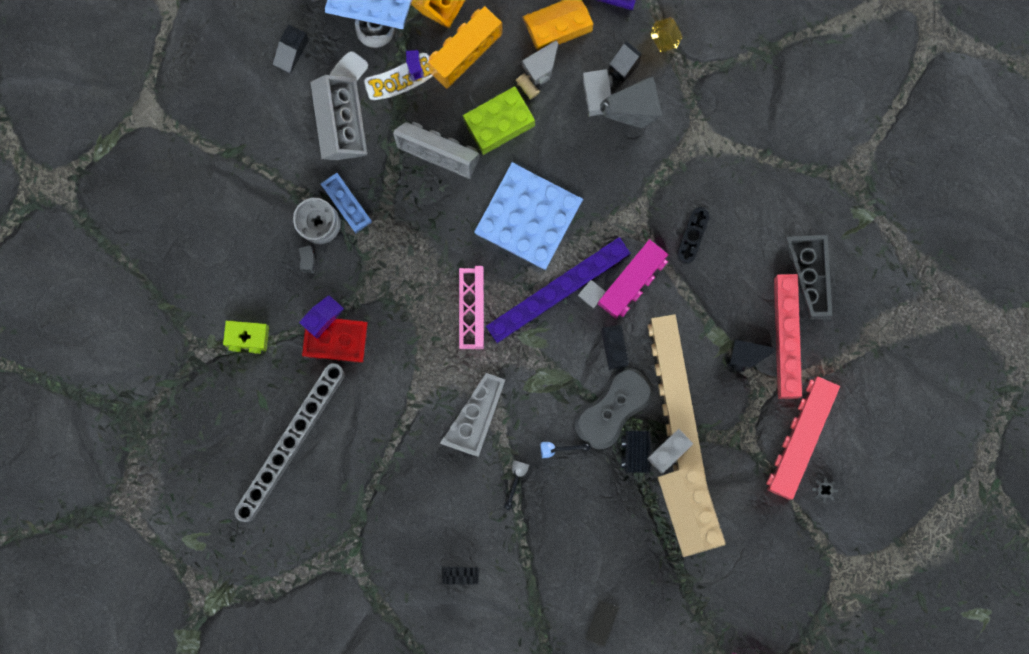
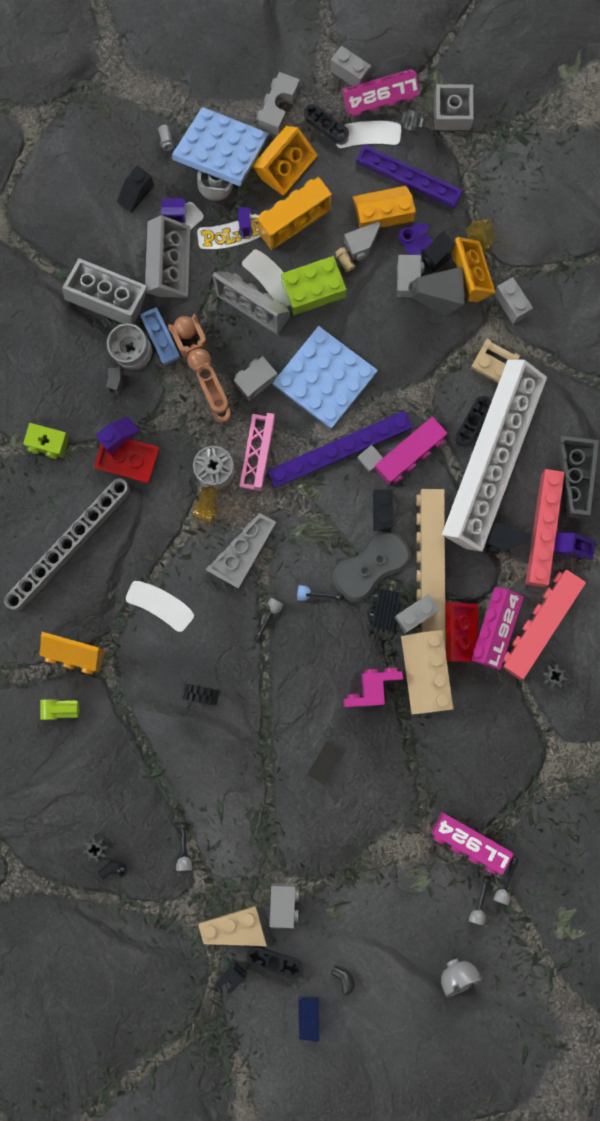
camera: 10 degrees right, 0 degrees up
(279, 166) = (104, 292): none -> light grey slope
(308, 619) = (59, 709): none -> lime piece
(315, 557) = (71, 653): none -> light orange slope
(336, 64) = (174, 209): none -> dark purple piece
(393, 222) = (199, 361): none -> nougat piece
(399, 488) = (160, 604): none -> white sticker
(427, 378) = (204, 508): none -> clear yellow piece
(428, 346) = (218, 478): none -> light grey wheel
(448, 116) = (268, 275): none -> white sticker
(455, 230) = (255, 378): none -> light grey brick
(601, 52) = (419, 240): none -> dark purple plate
(637, 536) = (372, 687): none -> dark pink bracket
(669, 81) = (476, 274): none -> light orange slope
(703, 174) = (489, 365): none -> tan plate
(712, 100) = (513, 300): none -> light grey brick
(720, 461) = (461, 631): none -> red plate
(722, 269) = (494, 455): none -> white brick
(756, 450) = (497, 628): none -> dark pink brick
(821, 349) = (574, 545): none -> dark purple slope

